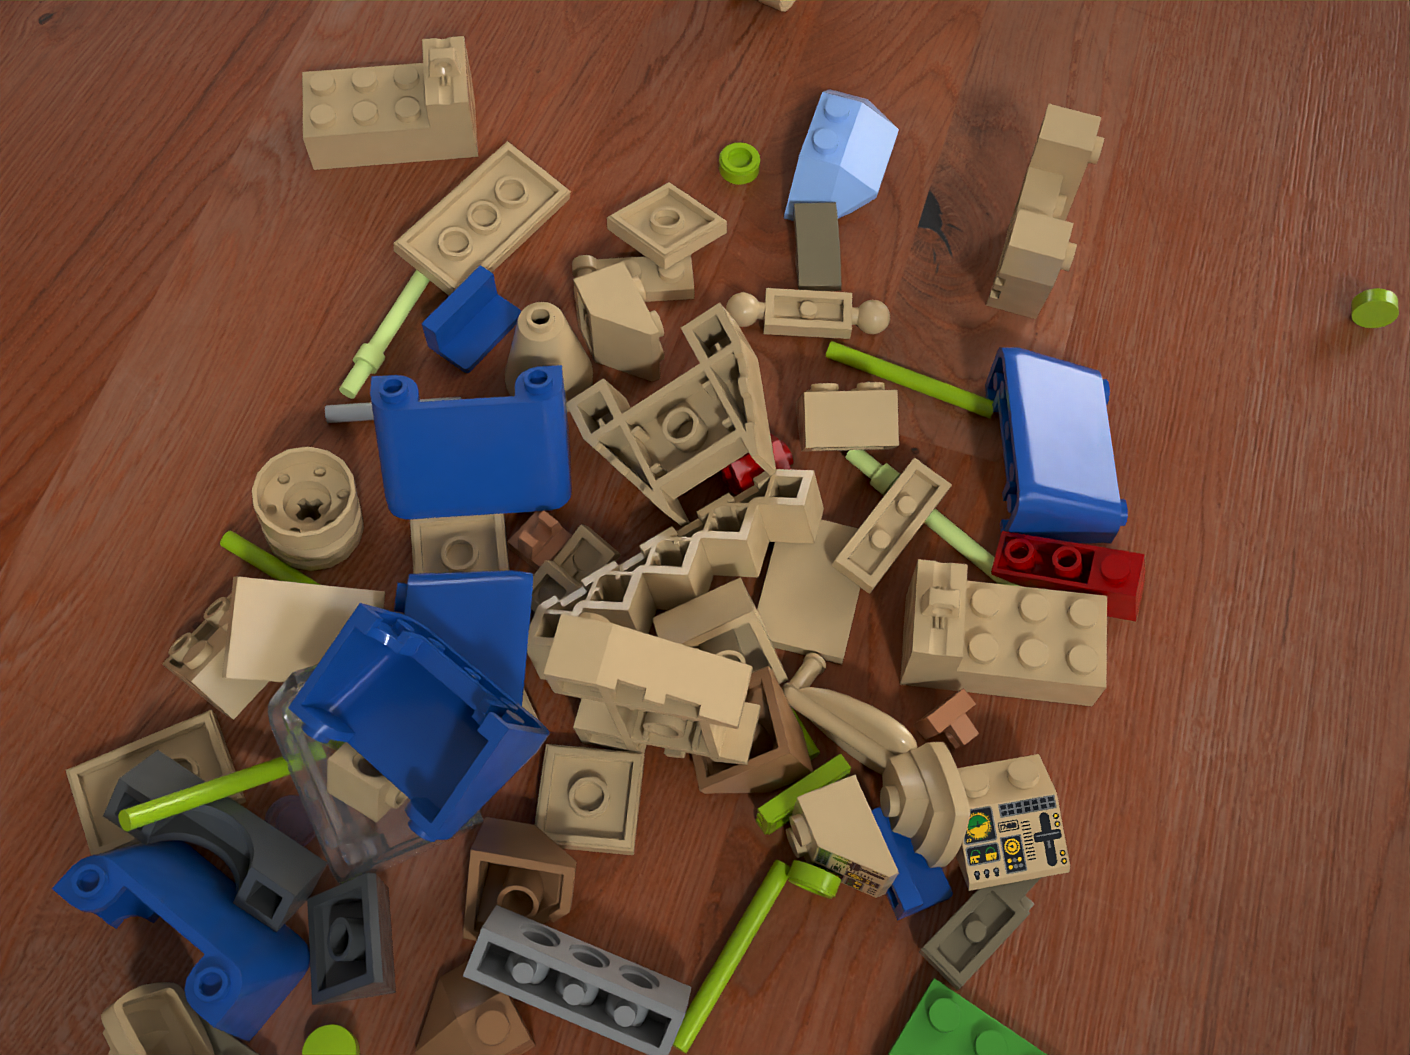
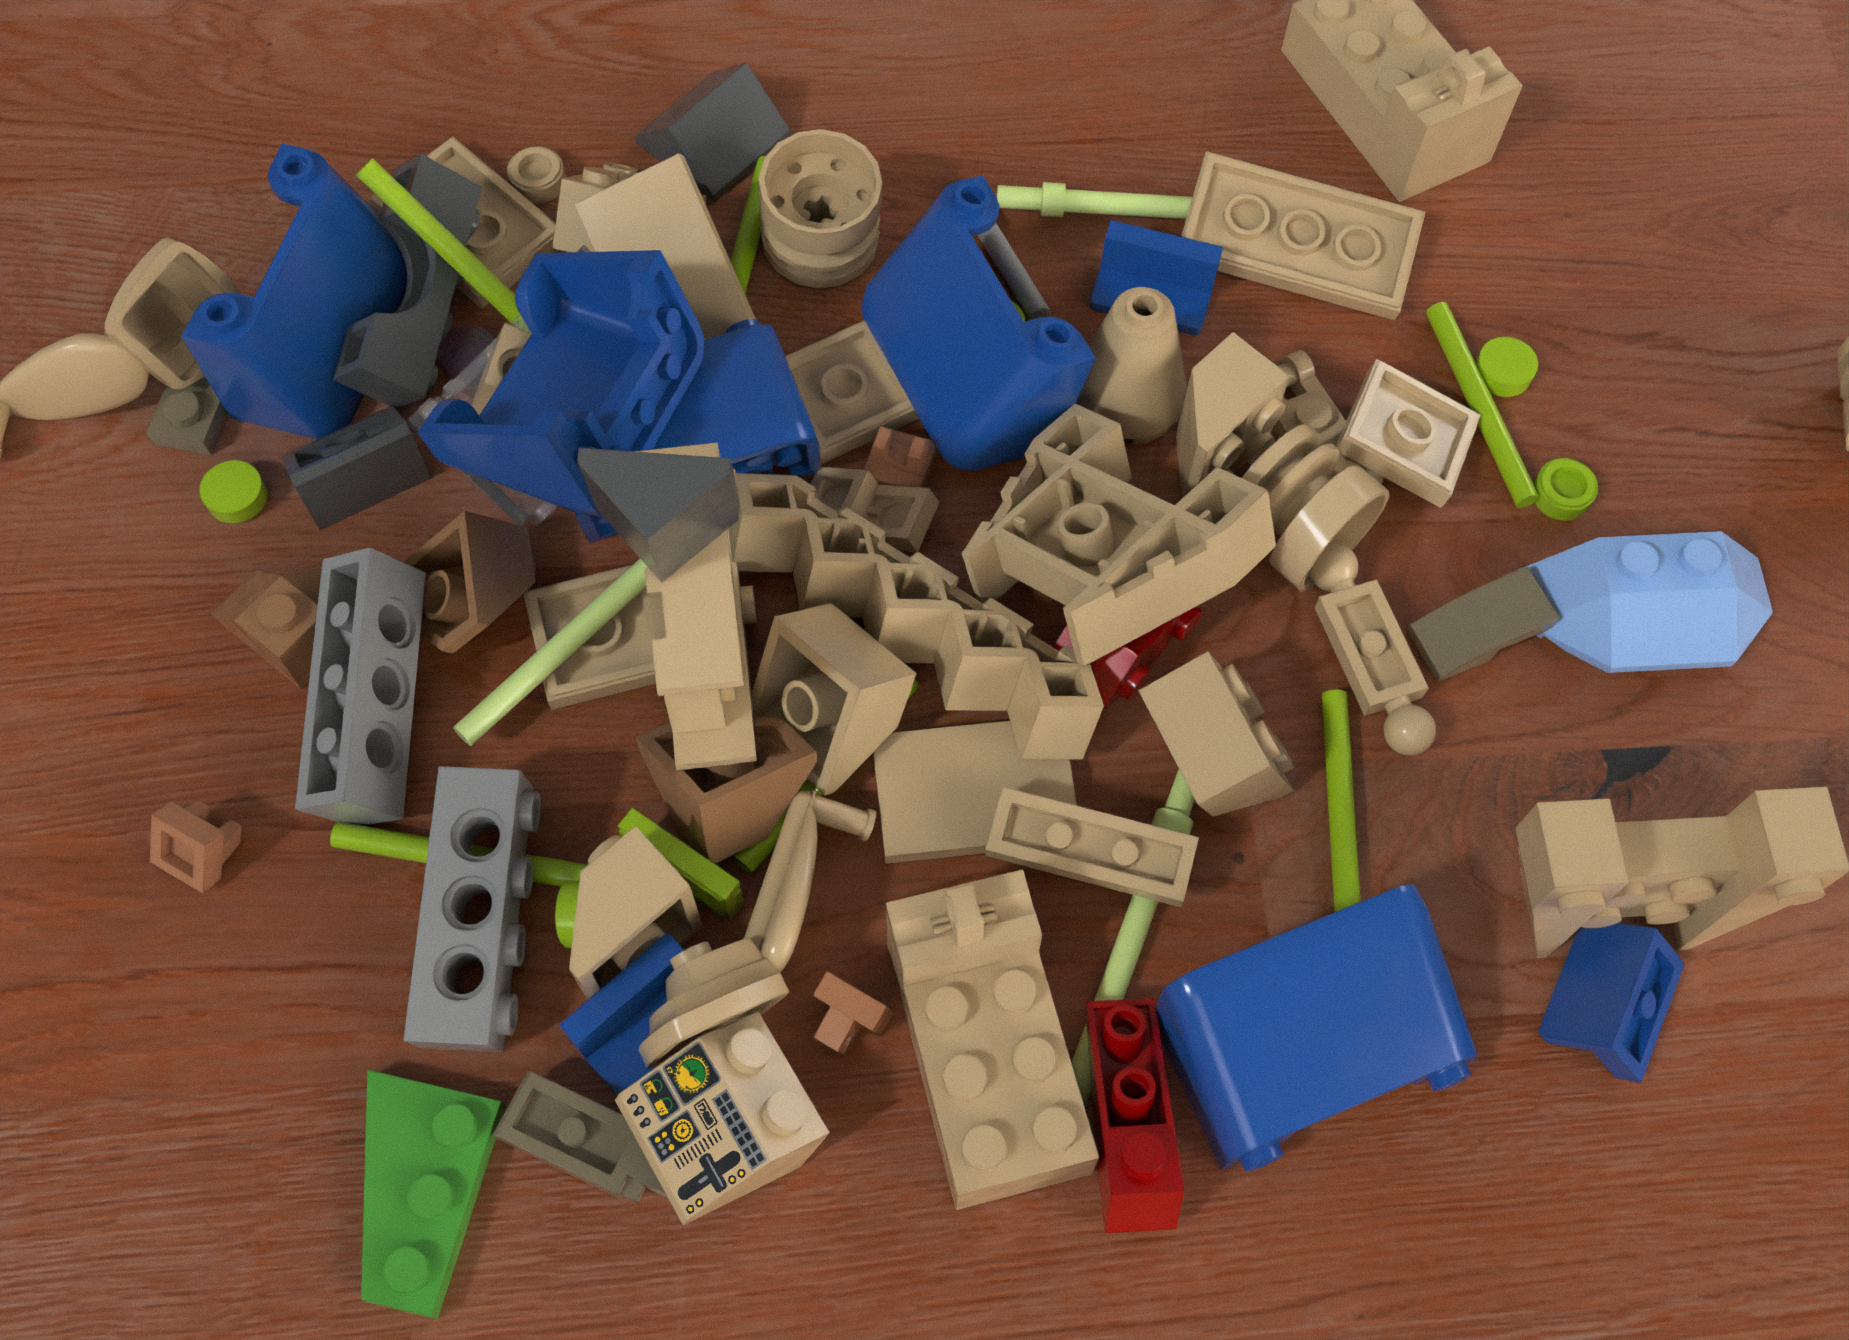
camera: 70 degrees right, 0 degrees up
(139, 715) = (536, 173): none -> tan tile
(172, 565) = (718, 129): none -> dark grey slope
(539, 699) = (552, 654): none -> yellowish green bar
(638, 153) = (1507, 366): none -> lime tile
(638, 656) = (662, 502): none -> dark grey slope
(657, 178) = (1480, 400): none -> lime bar
(685, 296) = (1309, 506): none -> tan wheel
(871, 977) = (464, 807): none -> light grey brick
(1084, 297) = (1614, 996): none -> blue panel

